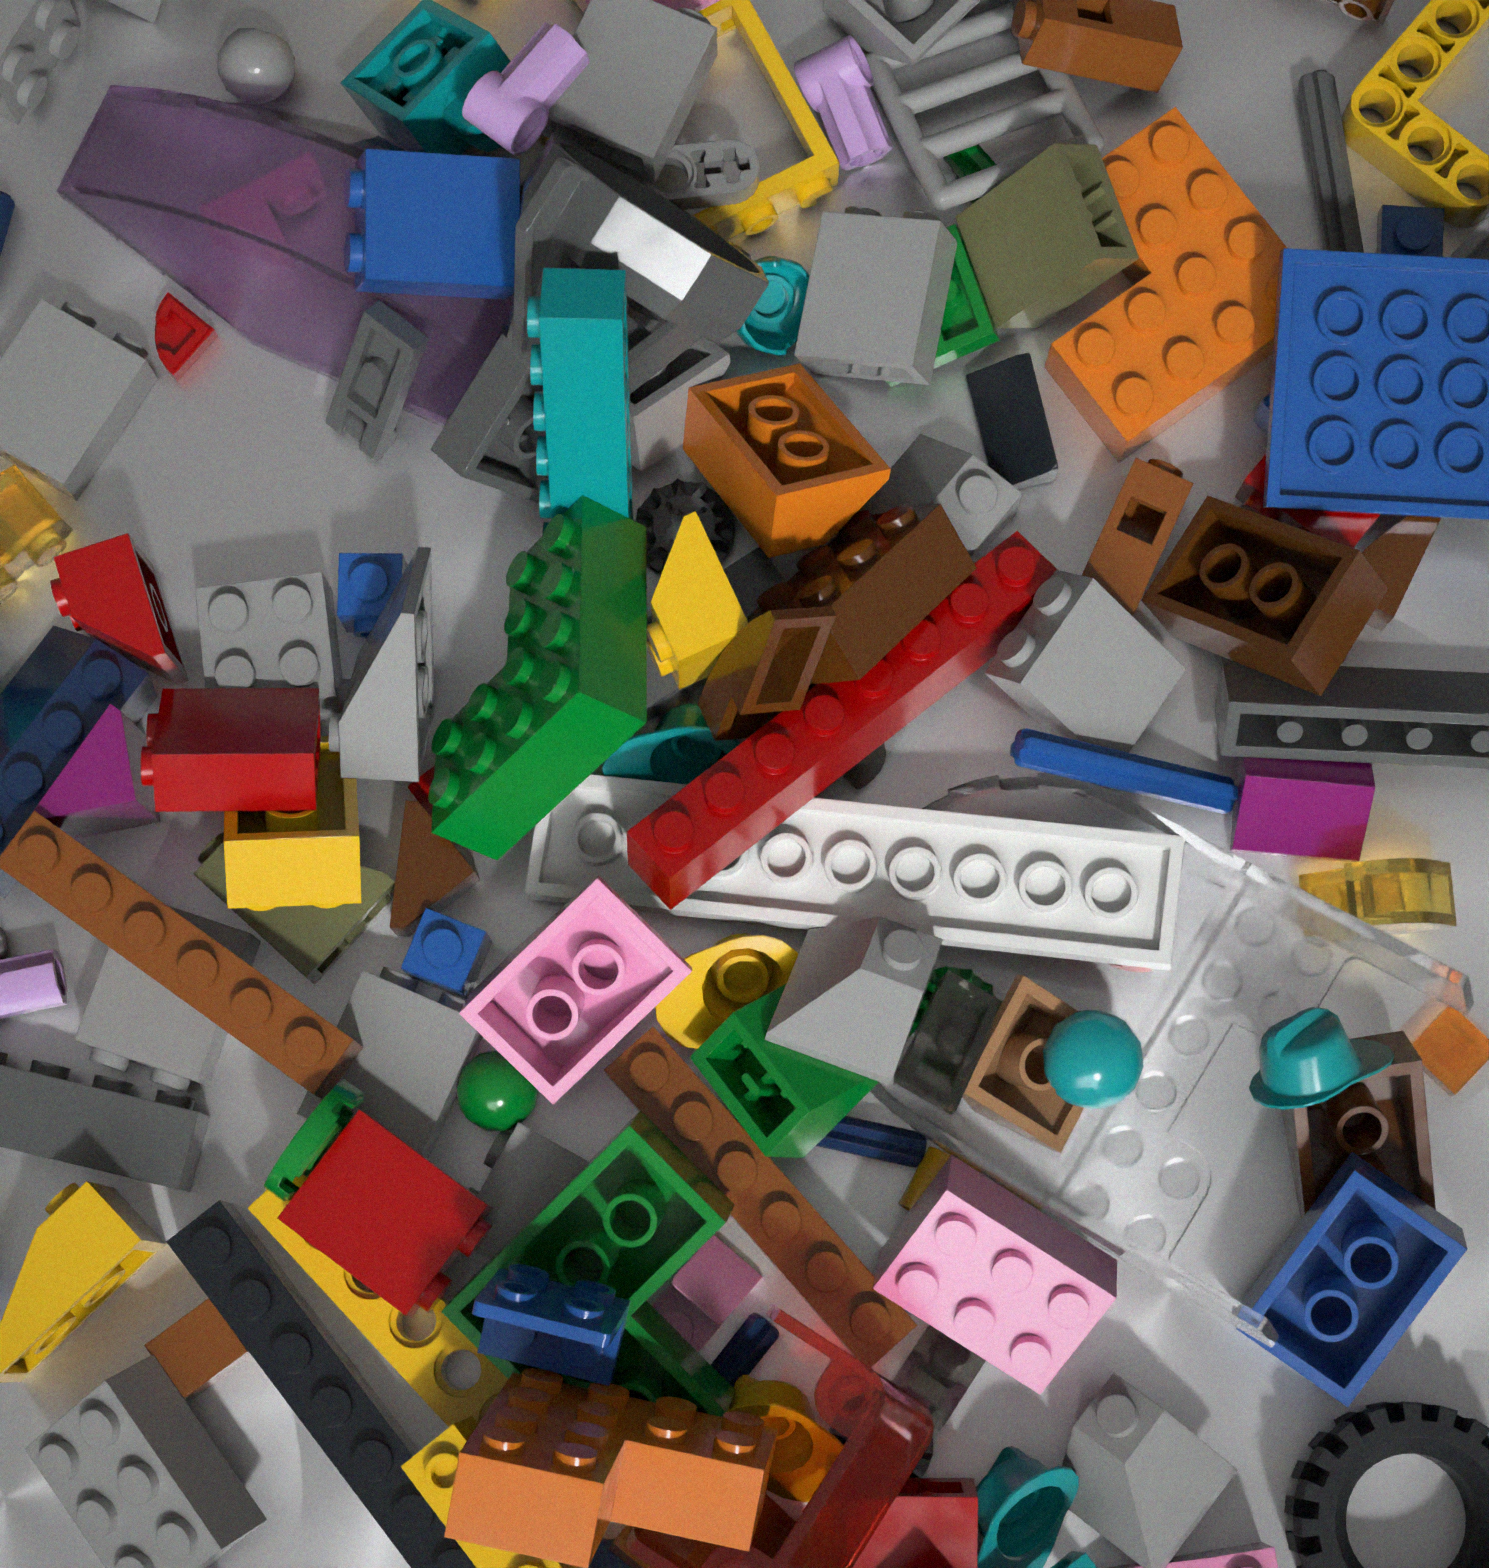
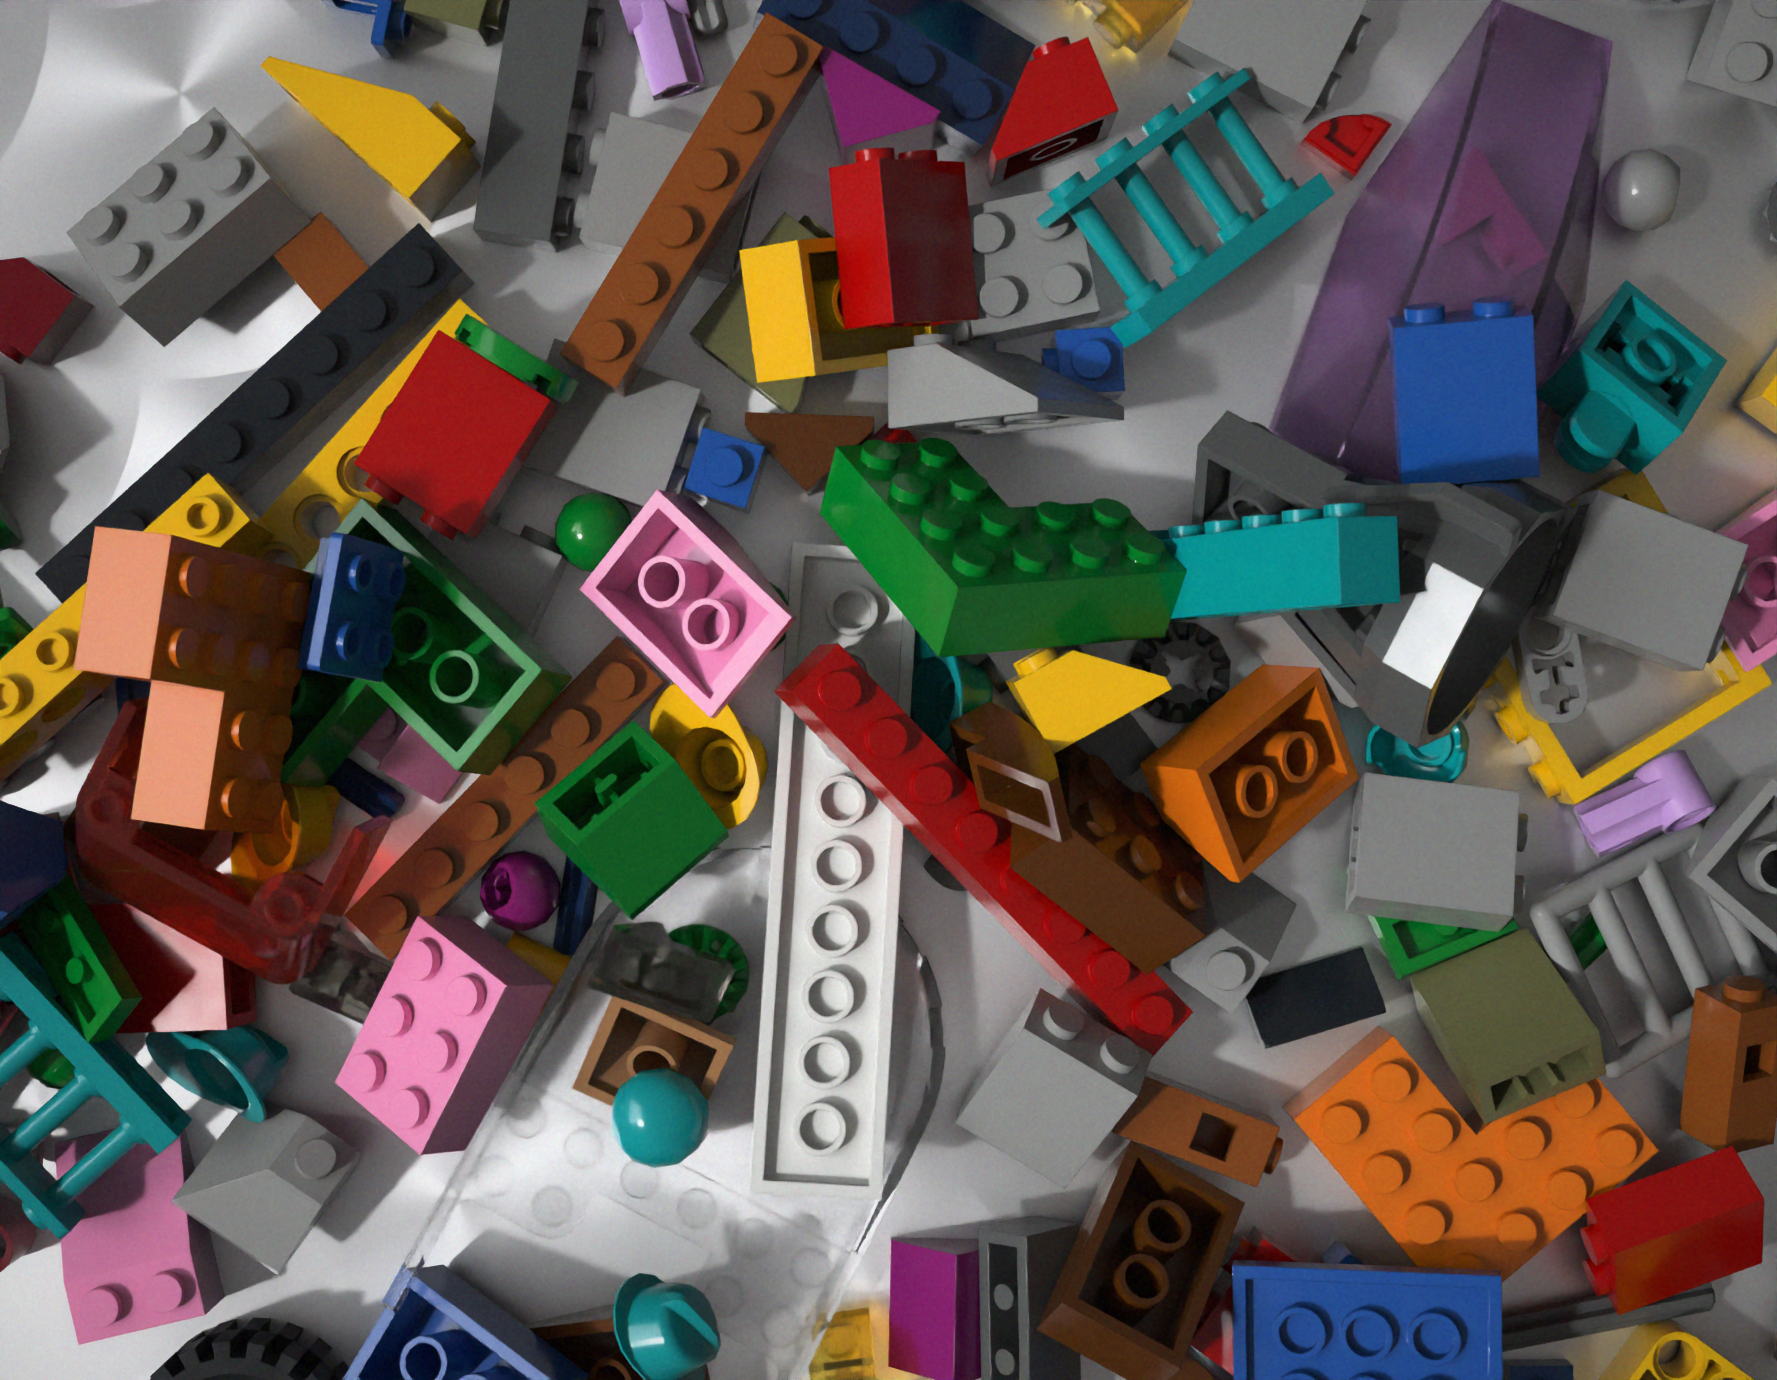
camera: 80 degrees right, 10 degrees up
(260, 435) = (1193, 266): none -> teal fence
(376, 379) = (1306, 348): dark grey plate -> none
(516, 103) = (1603, 468): lavender piece -> none
(856, 995) = (700, 881): light grey slope -> none
(856, 1193) = (520, 891): none -> magenta piece
(1123, 771) = (952, 1131): blue axle -> none
(1253, 99) = (1673, 1231): none -> red brick

